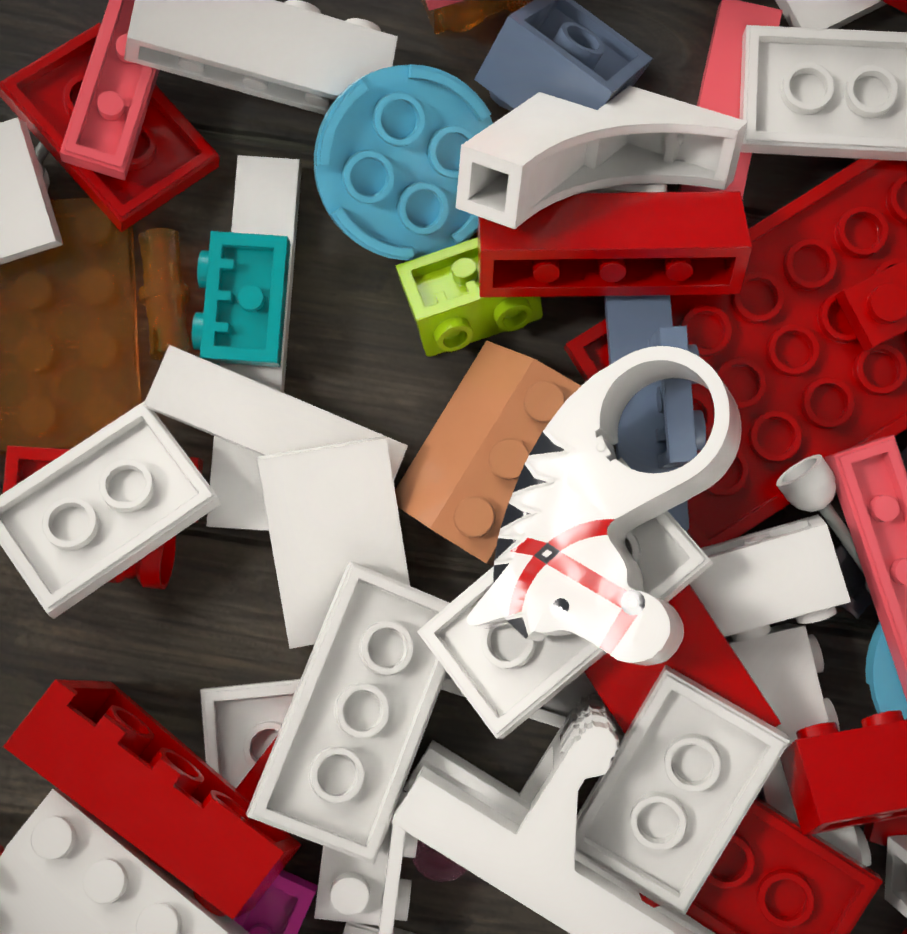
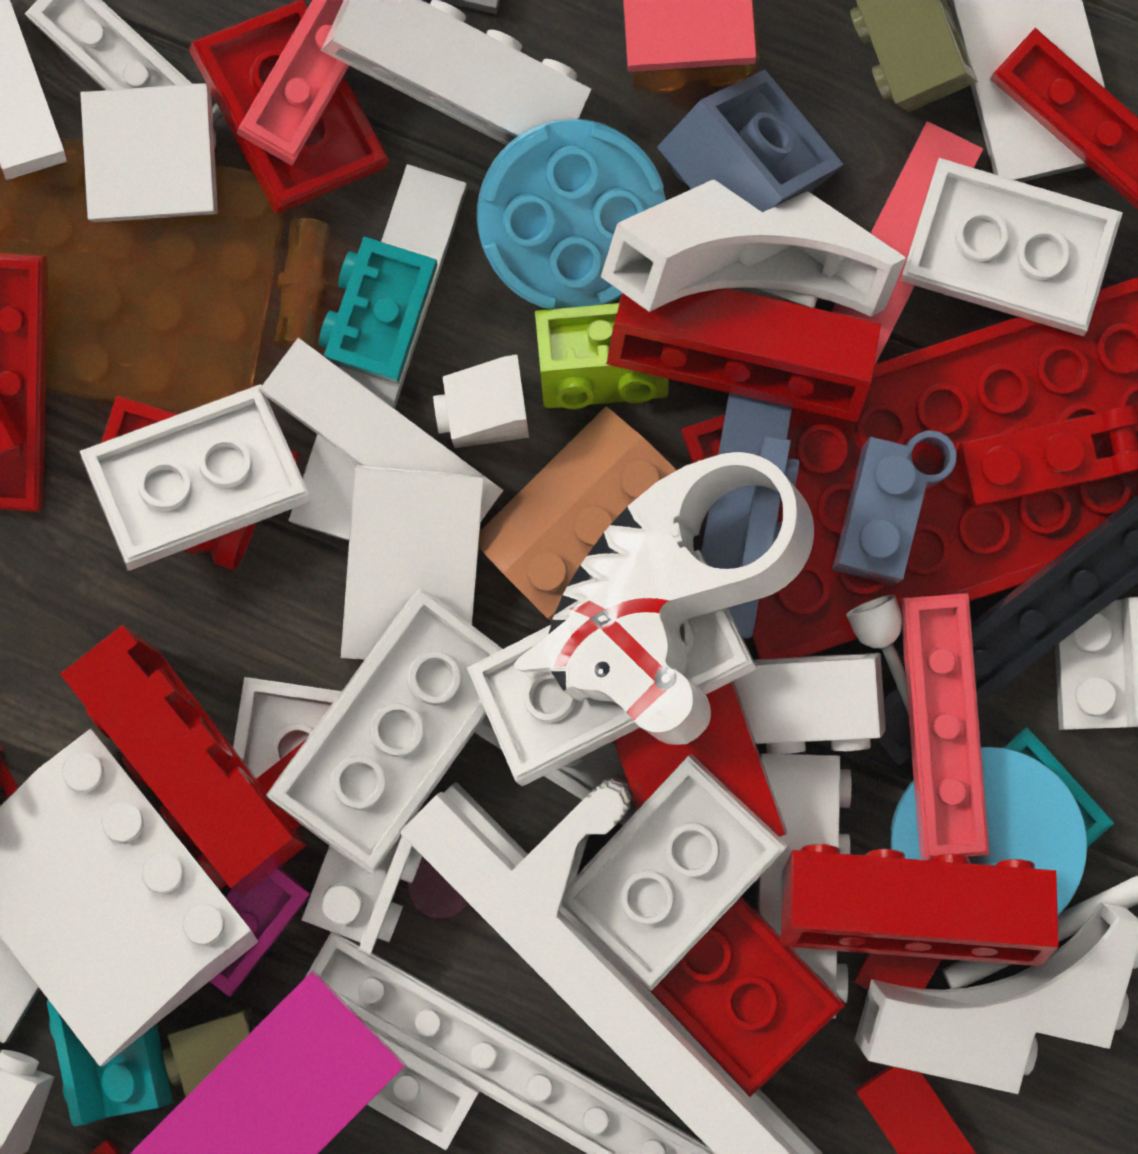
camera: 20 degrees right, 0 degrees up
(369, 365) = (483, 404): none -> white slope
(790, 369) = (886, 507): none -> sand blue hinge

